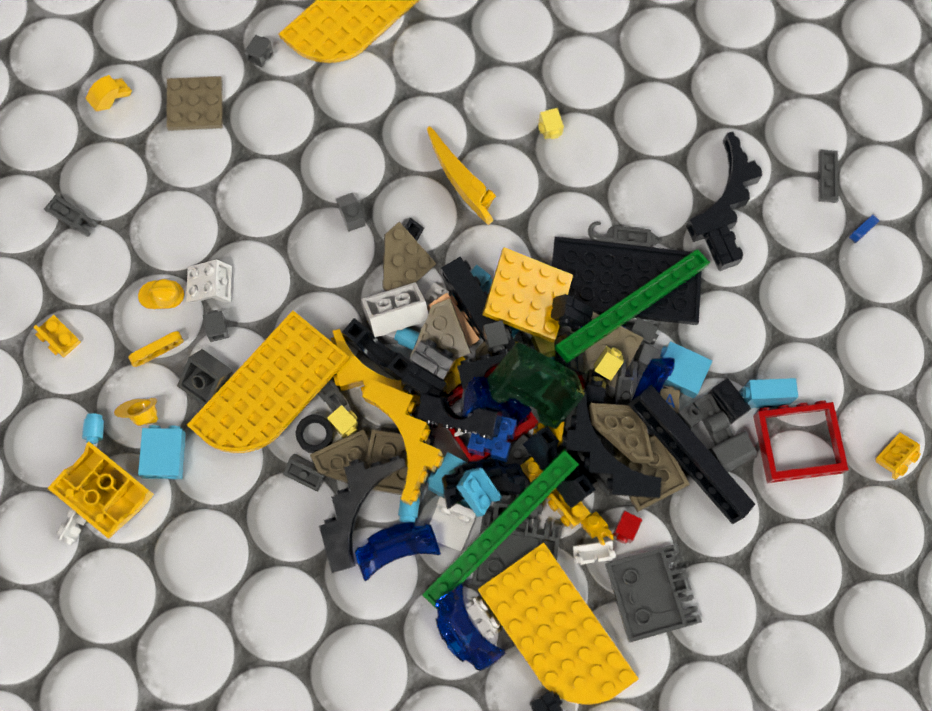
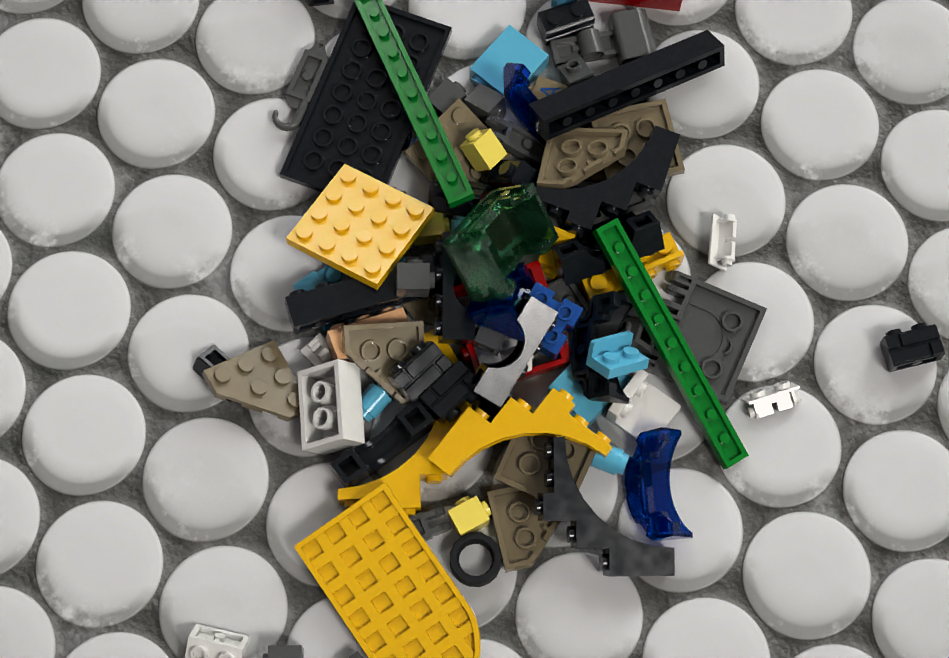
camera: 70 degrees left, 0 degrees up
(303, 472) = (523, 587): dark grey slope -> none
(351, 212) = (161, 437): dark grey slope -> none
(461, 634) = (791, 431): clear blue windscreen -> none
(464, 182) = (167, 270): yellow piece -> none
(550, 124) = (111, 135): light yellow brick -> none
(557, 630) = (807, 313): yellow plate -> none
(571, 312) = (403, 176): black brick -> none
(596, 526) = (688, 228): yellow plate -> none
(627, 527) = (698, 192): red brick -> none
(649, 595) = (787, 189): dark grey hinge -> none

